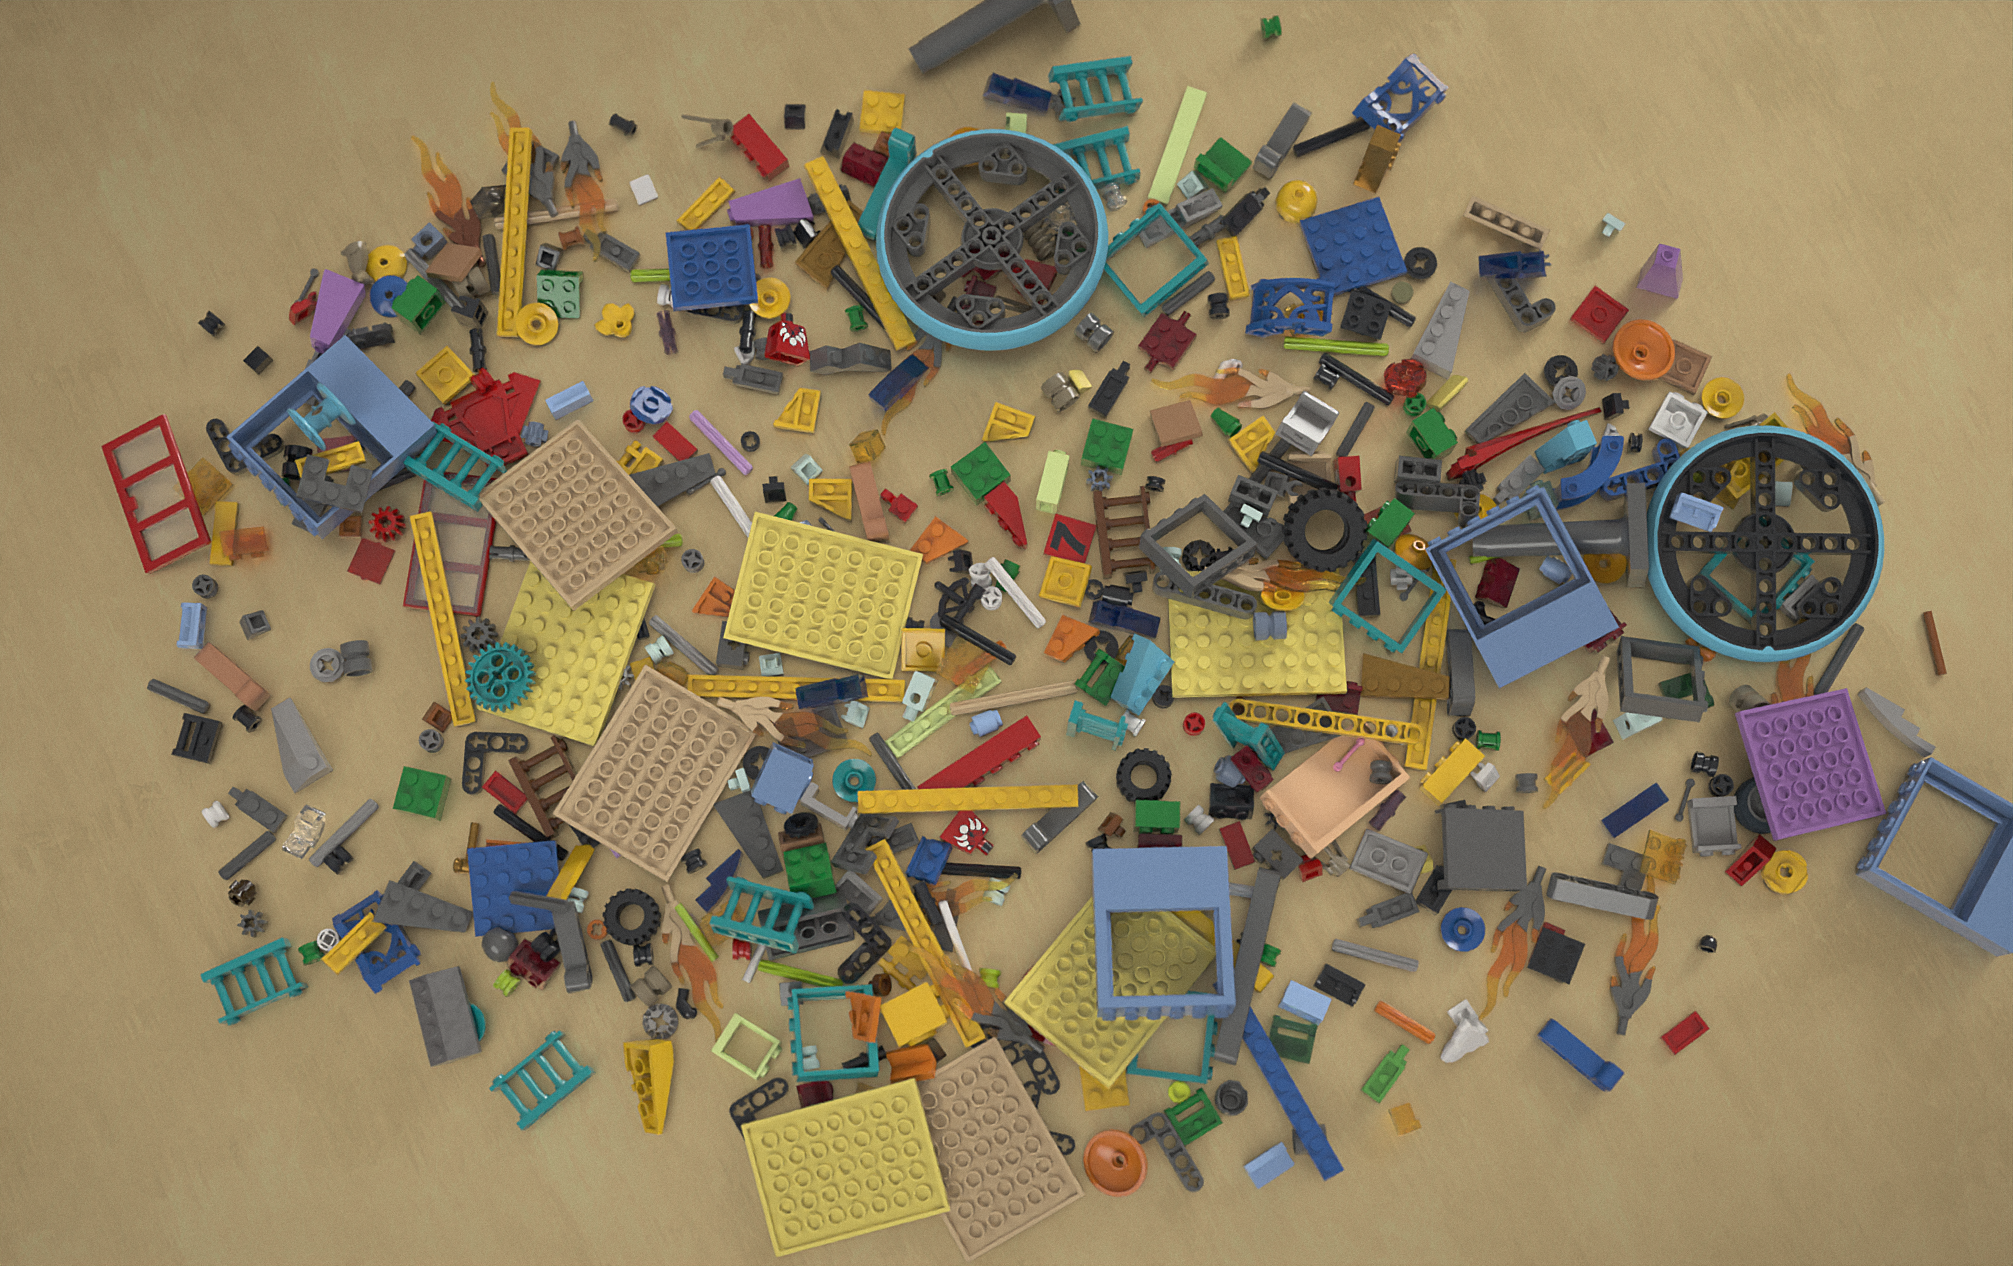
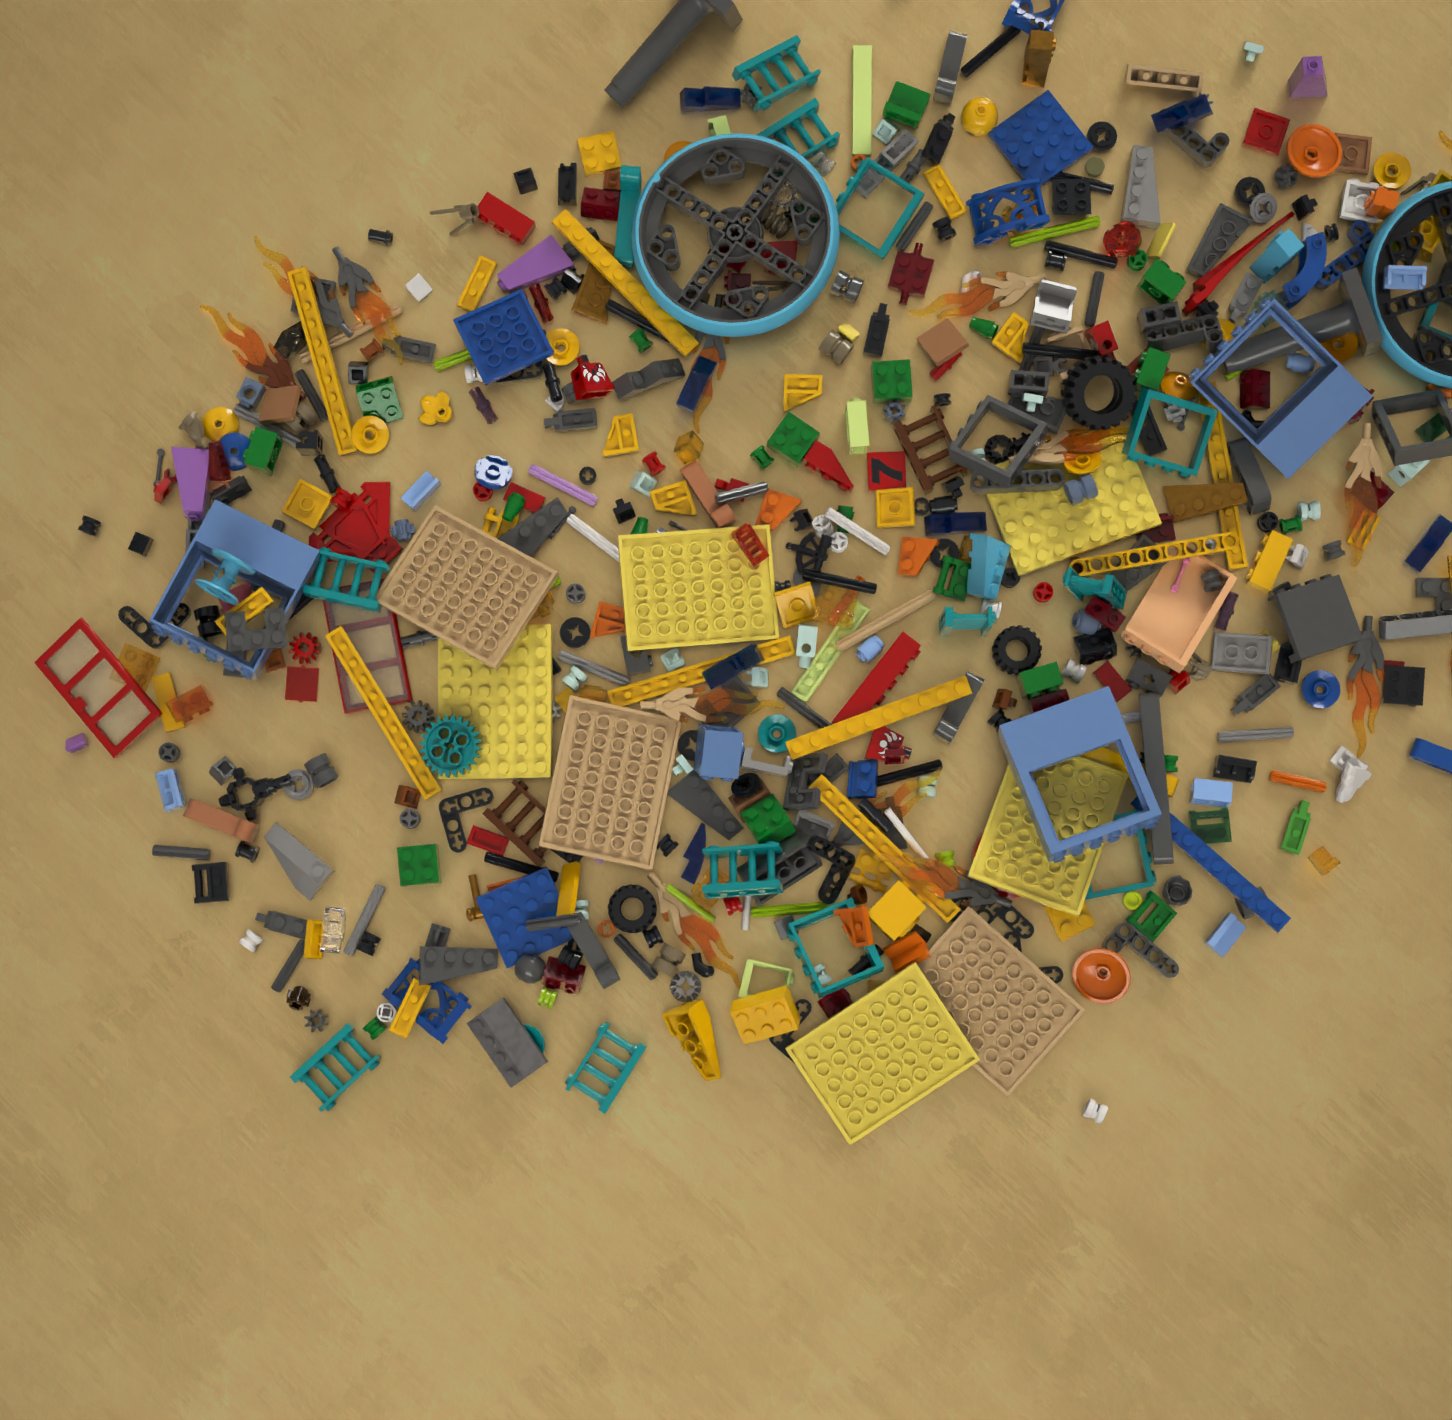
camera: 20 degrees left, 5 degrees up
(112, 545) = (76, 743): none -> medium lavender slope
(279, 835) = (313, 938): none -> yellow plate
(285, 656) = (261, 788): none -> black piece
(367, 301) = (217, 462): none -> clear red slope
(659, 446) = (513, 506): none -> green cone
(677, 591) = (571, 624): none -> black gear
(732, 1080) = (765, 1014): none -> yellow brick
(824, 451) = (653, 464): none -> red bush
(887, 570) = (755, 540): none -> clear red slope
(905, 511) = (740, 493): none -> dark grey axle
(970, 844) = (894, 755): none -> dark red tile
(1513, 731) = (1309, 510): none -> light aqua wheel
(1697, 425) = (1381, 202): none -> orange brick

